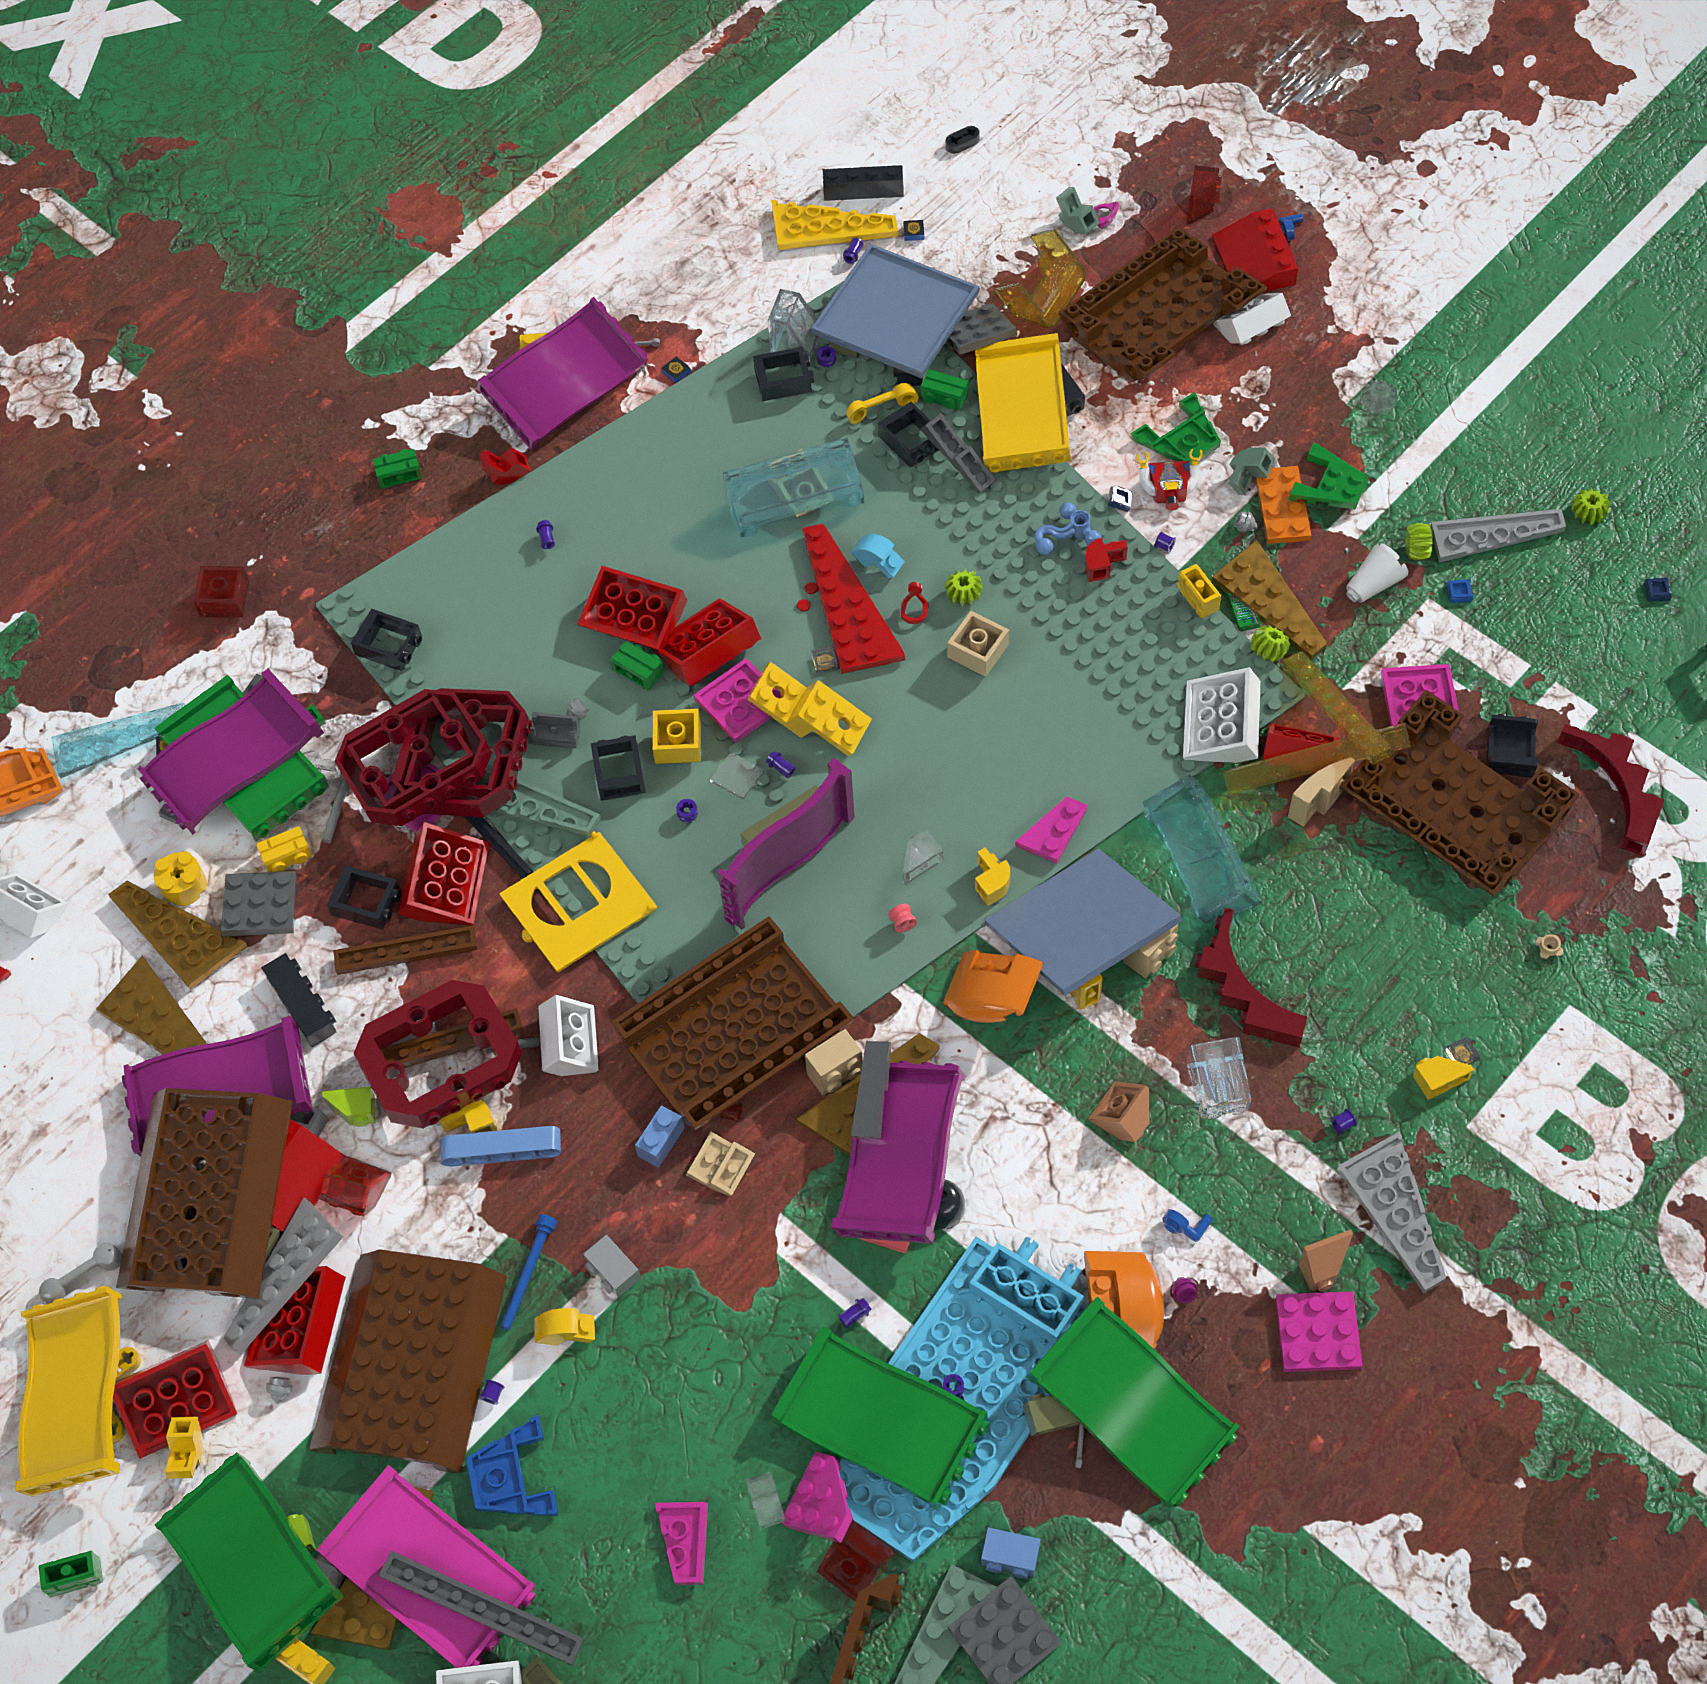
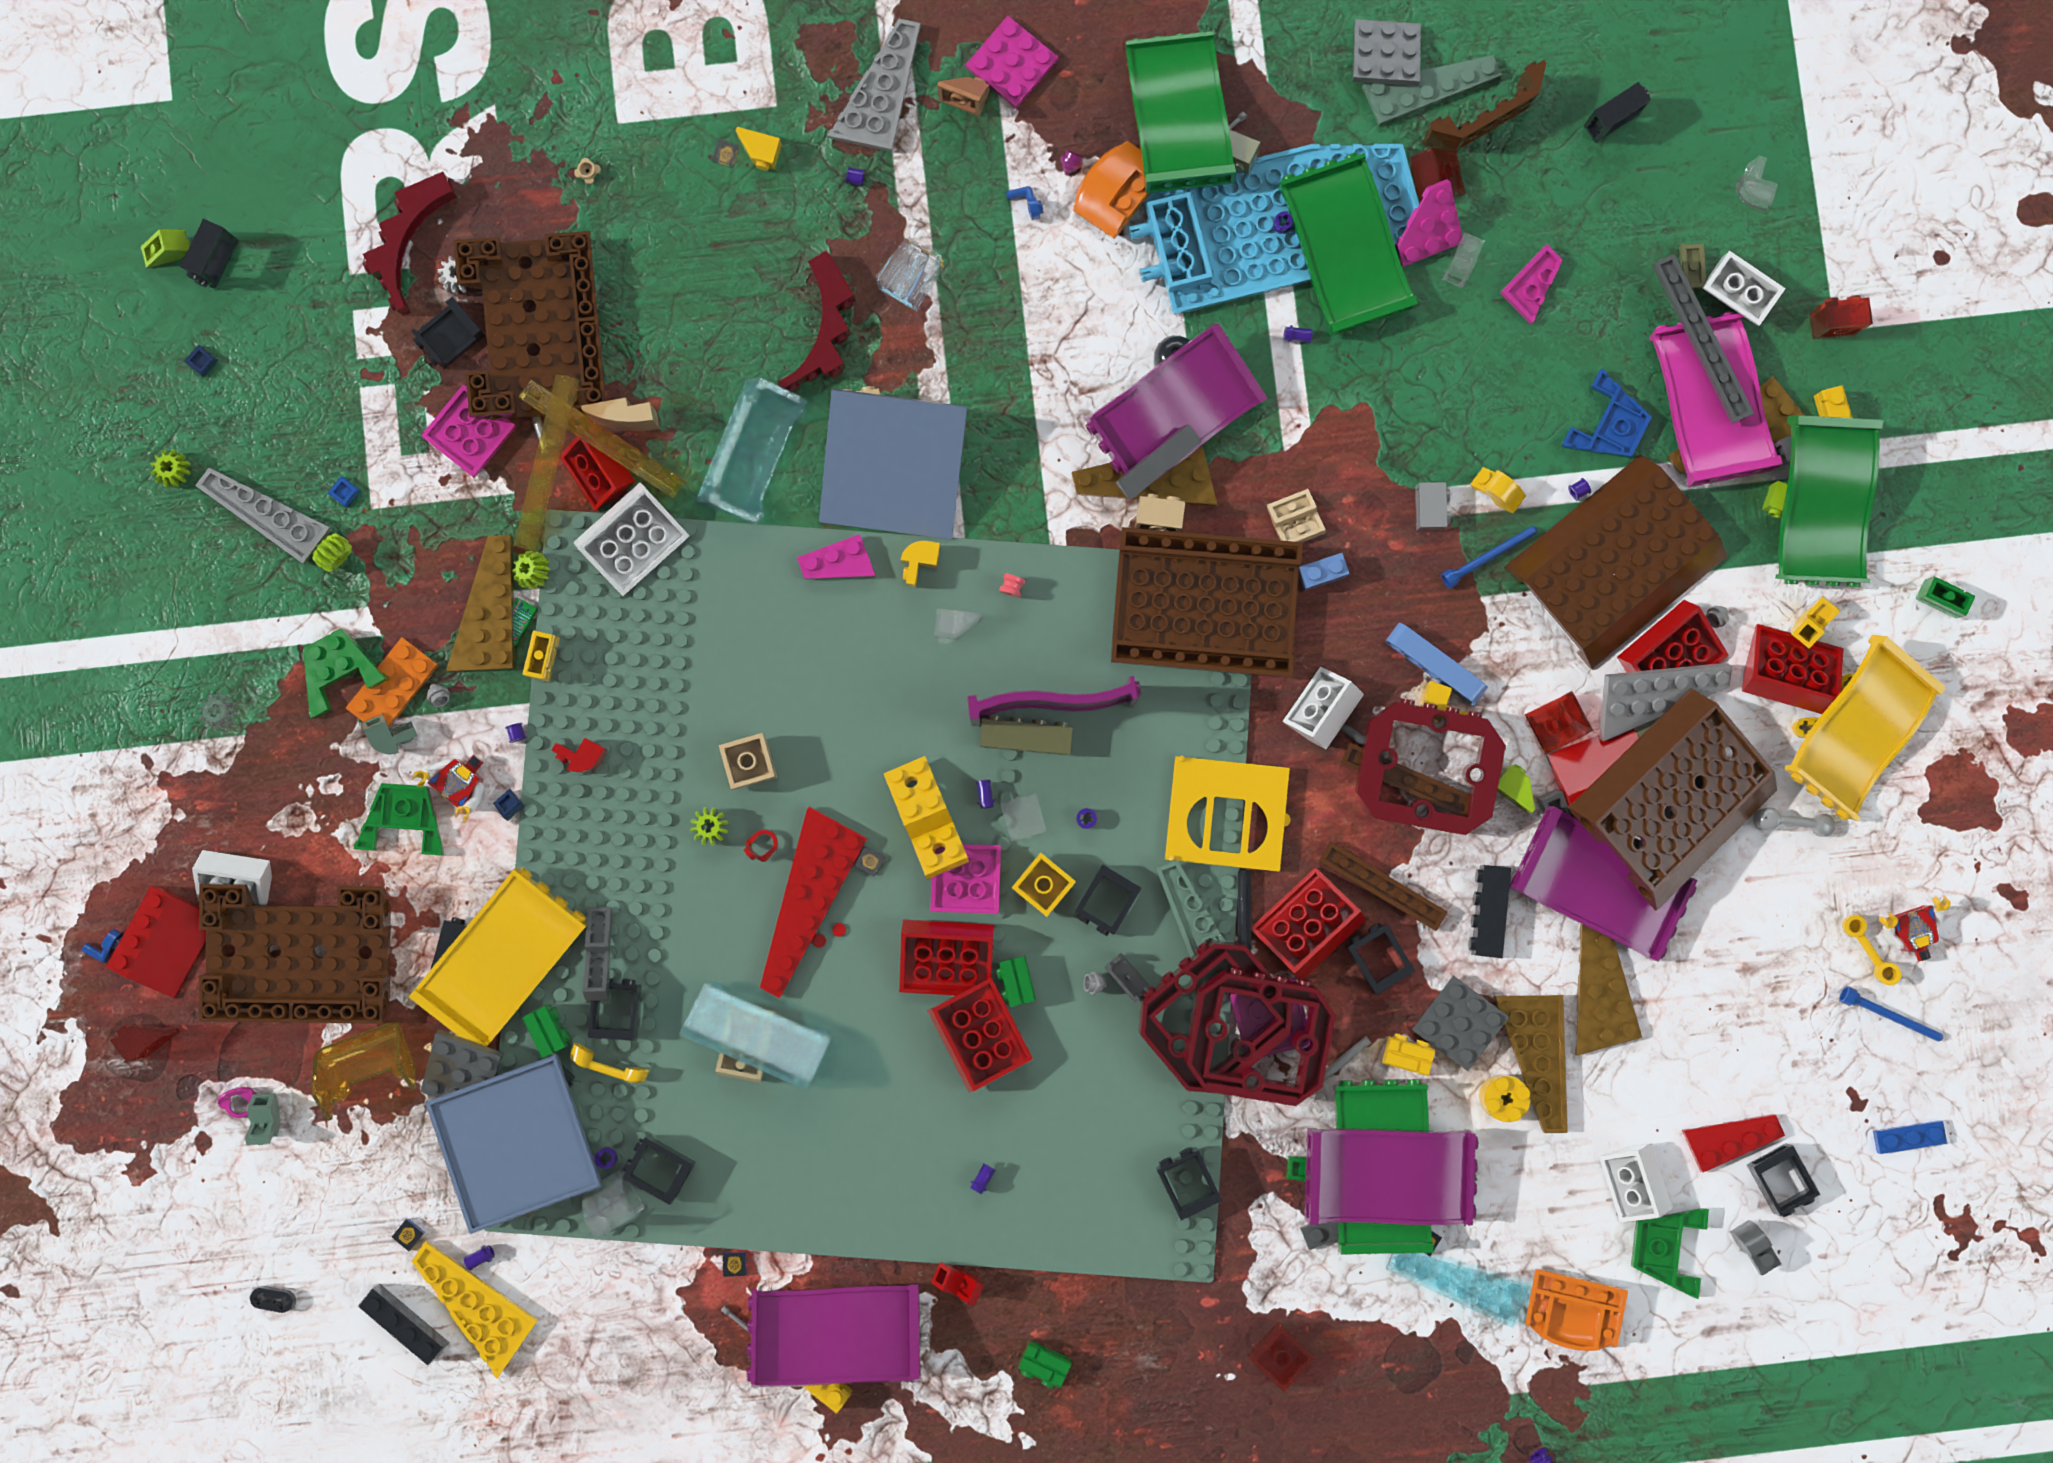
camera: 145 degrees left, 25 degrees up
(878, 550) = (747, 916): medium azure brick -> none
(991, 986) = (1001, 473): orange slope -> none
(1010, 1553) = (1338, 96): medium blue brick -> none
(1078, 528) = (564, 823): medium blue piece -> none
(1123, 1111) = (993, 312): nougat slope -> none
(1376, 574) = (395, 555): white cone -> none

